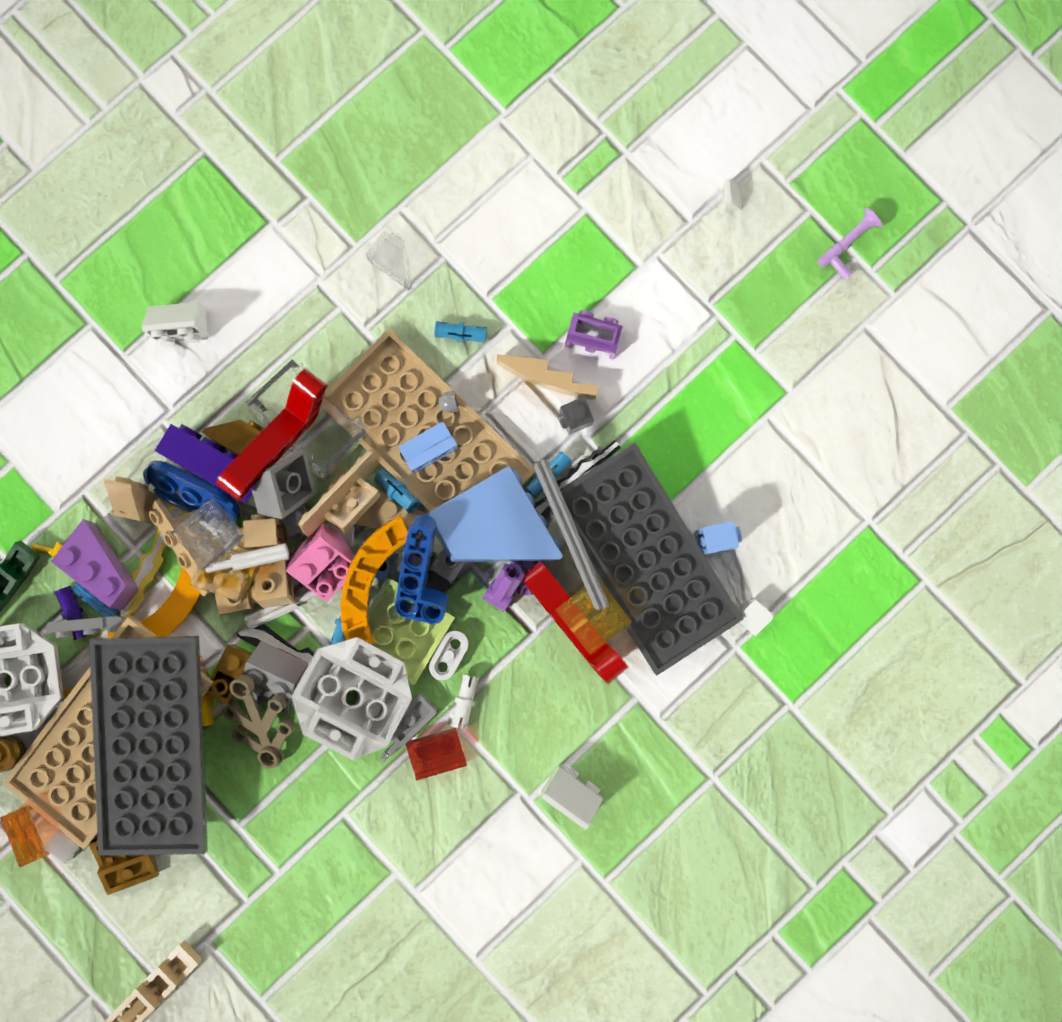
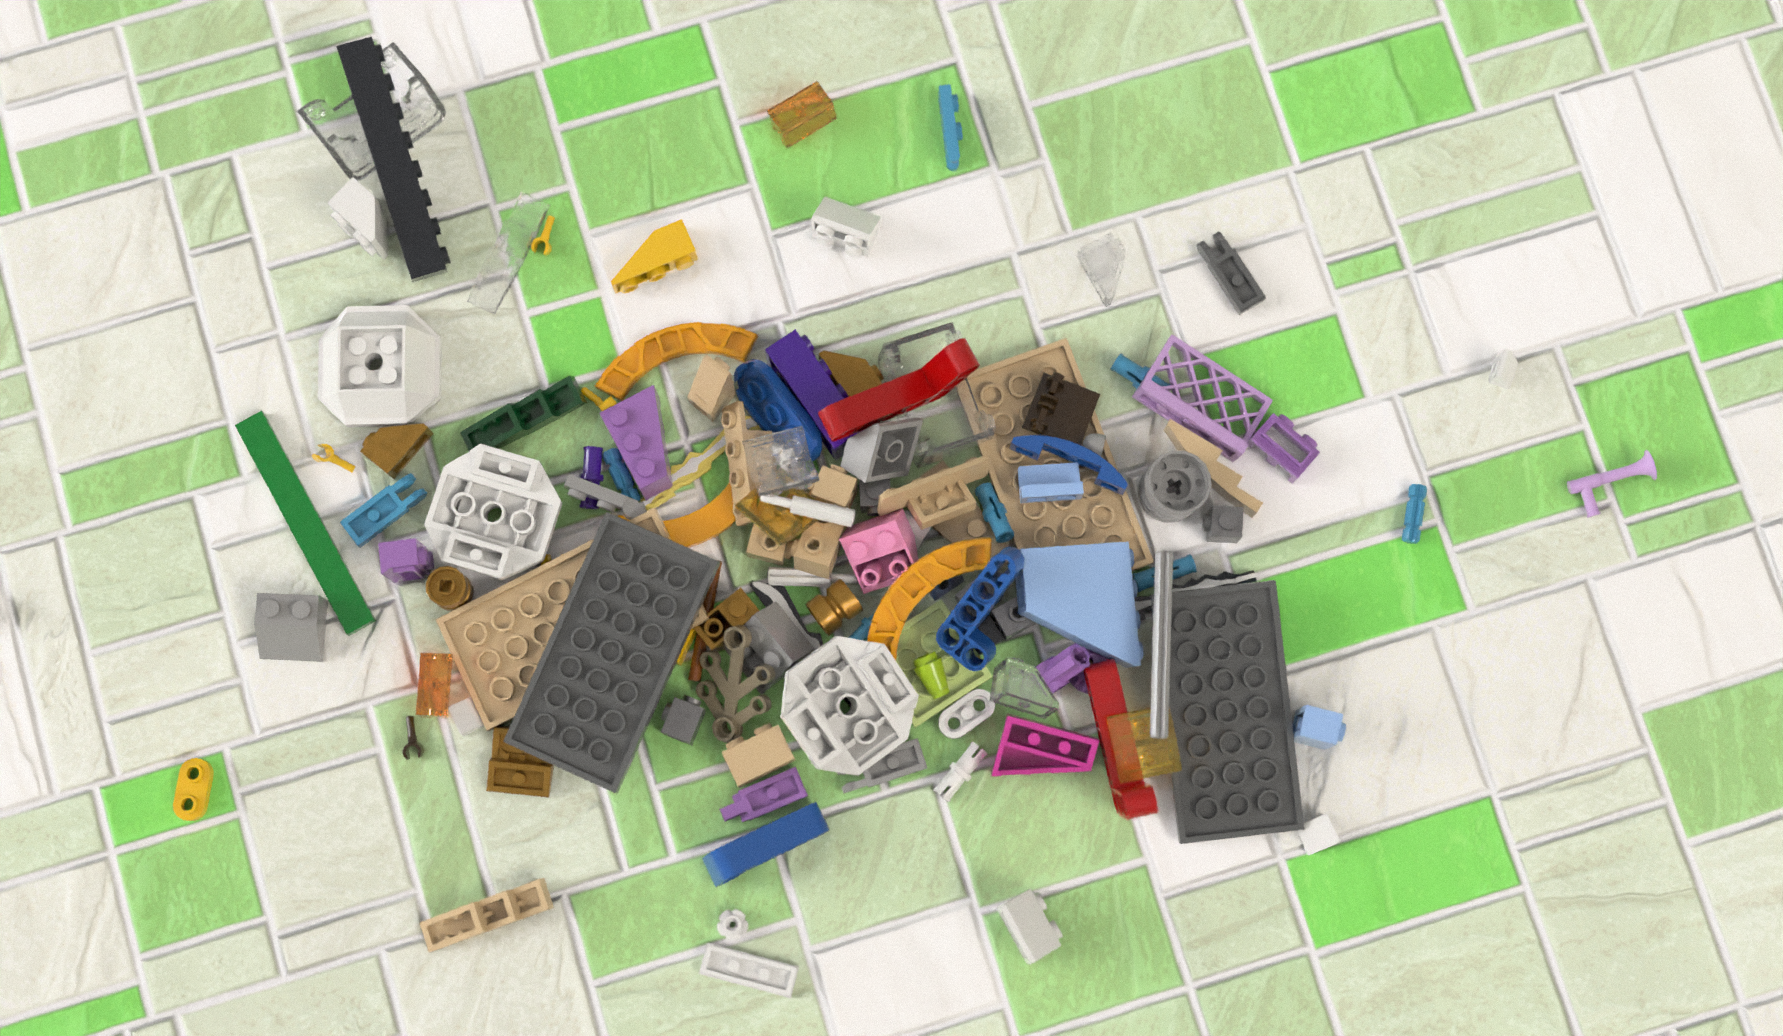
camera: 30 degrees right, 5 degrees down
(31, 884) = (412, 739): none -> dark brown hand
(40, 414) = (661, 252): none -> yellow slope
(85, 478) = (671, 344): none -> light orange tile
(101, 249) = (802, 114): none -> clear orange hinge
(210, 664) = (700, 646): none -> dark orange bar
(223, 207) = (951, 130): none -> dark azure hinge
(233, 766) = (682, 719): none -> flat silver brick
(303, 767) = (757, 755): none -> tan brick
(308, 623) = (834, 607): none -> pearl gold wheel
(325, 793) = (766, 796): none -> medium lavender hinge
(342, 830) = (765, 844): none -> blue beam
(349, 896) = (724, 925): none -> white plate
(375, 931) = (749, 970): none -> white tile
(403, 424) = (1107, 476): none -> blue slope
(406, 639) = (931, 673): none -> lime cone
(410, 387) = (1061, 409): none -> dark brown hinge
(436, 753) = (903, 812): clear red plate -> none
(481, 616) = (1022, 688): none -> clear slope
(493, 220) = (1232, 275): none -> dark grey hinge
(514, 346) = (1172, 407): none -> lavender fence
(517, 655) = (1042, 748): none -> dark pink wedge
(524, 390) = (1183, 472): none -> light grey wheel
(714, 338) = (1414, 513): none -> dark azure axle

